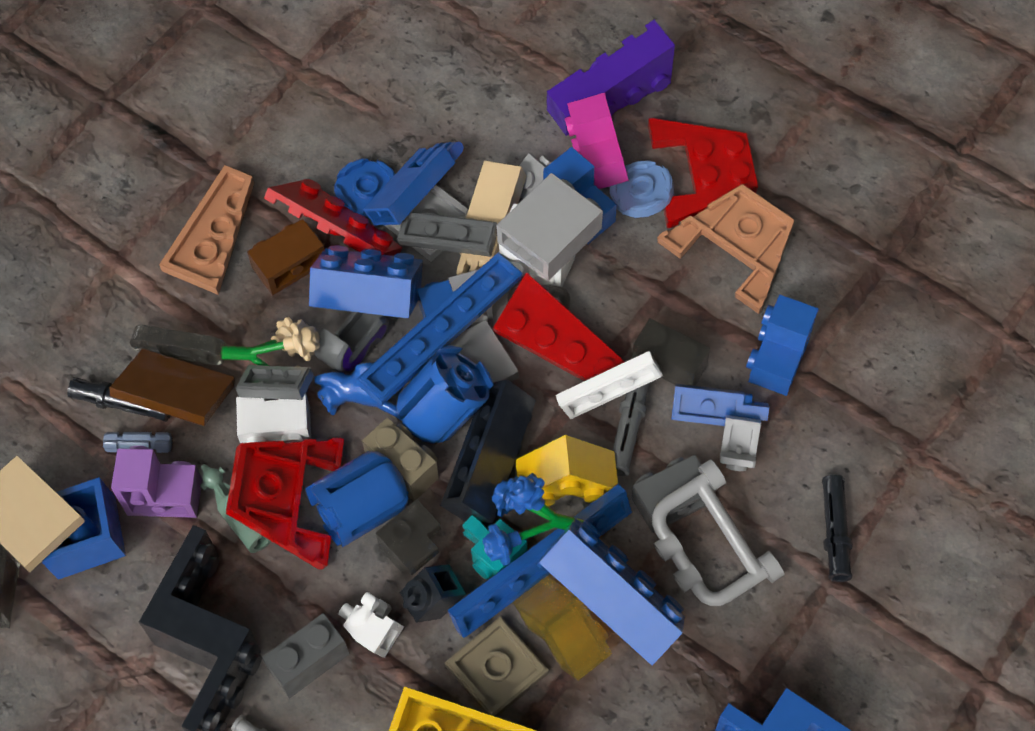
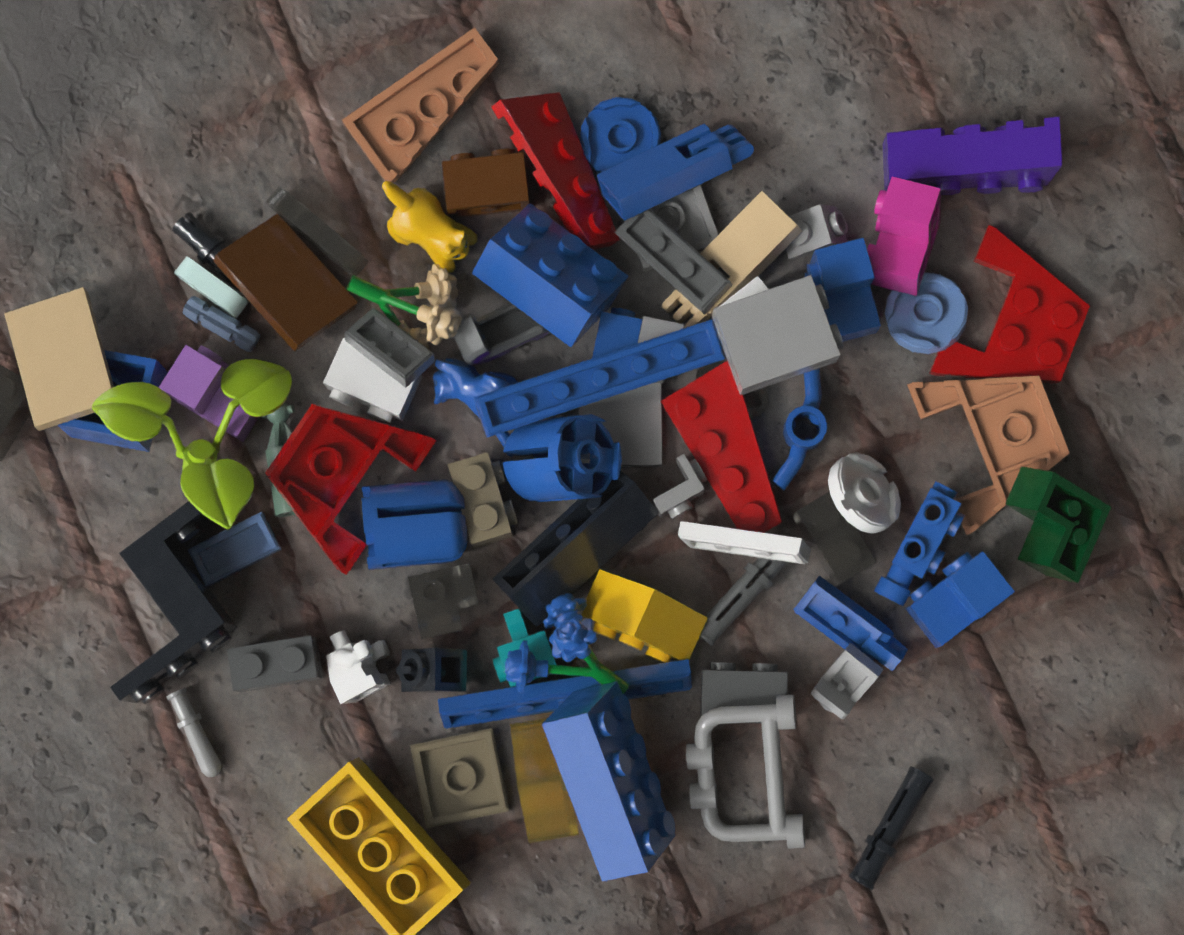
camera: 30 degrees right, 20 degrees up
(116, 418) = (211, 287): none -> light aqua beam
(195, 528) = (212, 486): none -> lime plant
(233, 589) = (234, 549): none -> medium blue tile
(253, 300) = (422, 221): none -> yellow animal
(545, 383) = (678, 499): none -> light grey bracket
(600, 308) = (799, 447): none -> blue piece
(668, 313) = (864, 493): none -> white tile
(733, 324) = (930, 537): none -> blue brick
(818, 260) = (1063, 525): none -> dark green brick

